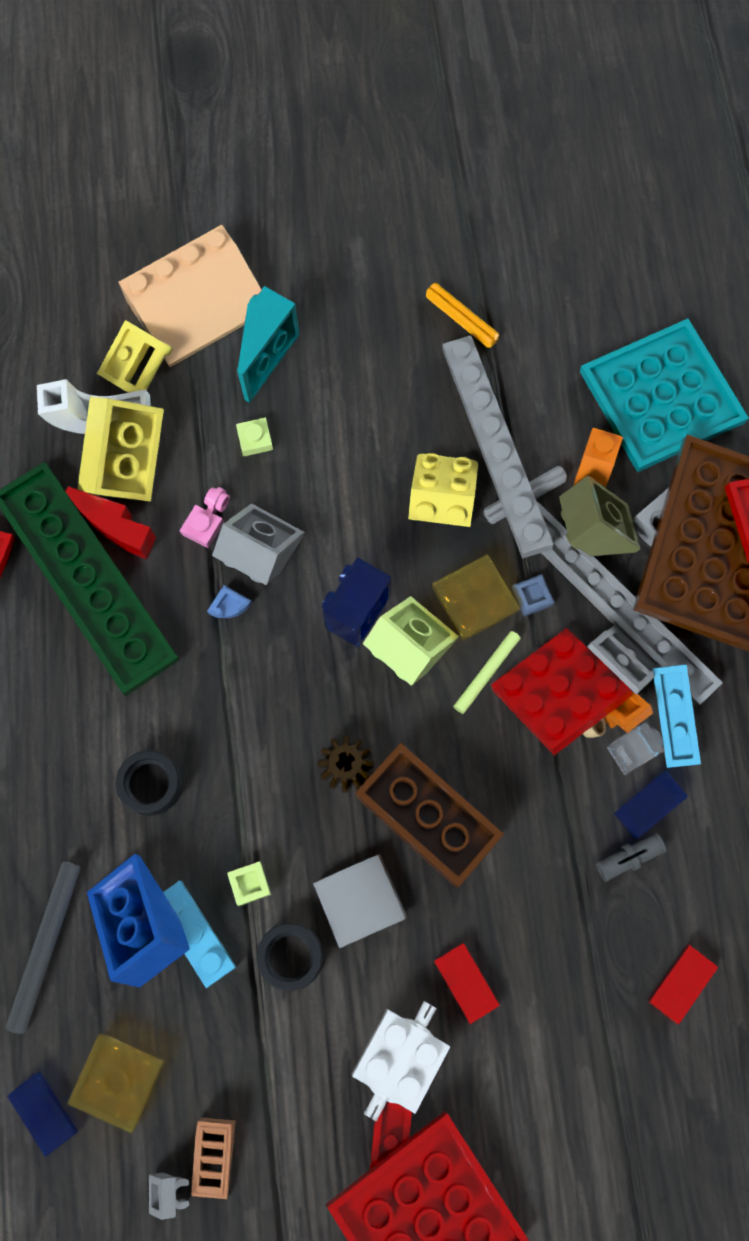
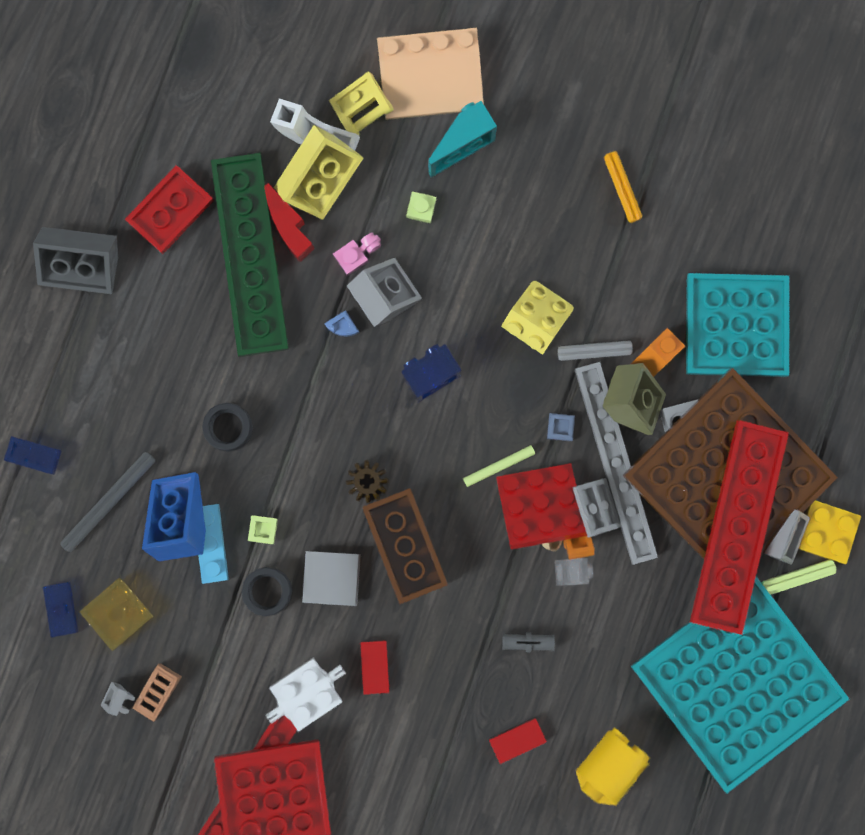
camera: 25 degrees right, 10 degrees up
(409, 640) = (456, 416): yellowish green slope -> none
(475, 597) = (518, 409): clear yellow plate -> none
(497, 448) = (592, 303): light grey plate -> none
(650, 805) = (561, 614): clear blue plate -> none
(676, 716) = (612, 563): medium azure plate -> none

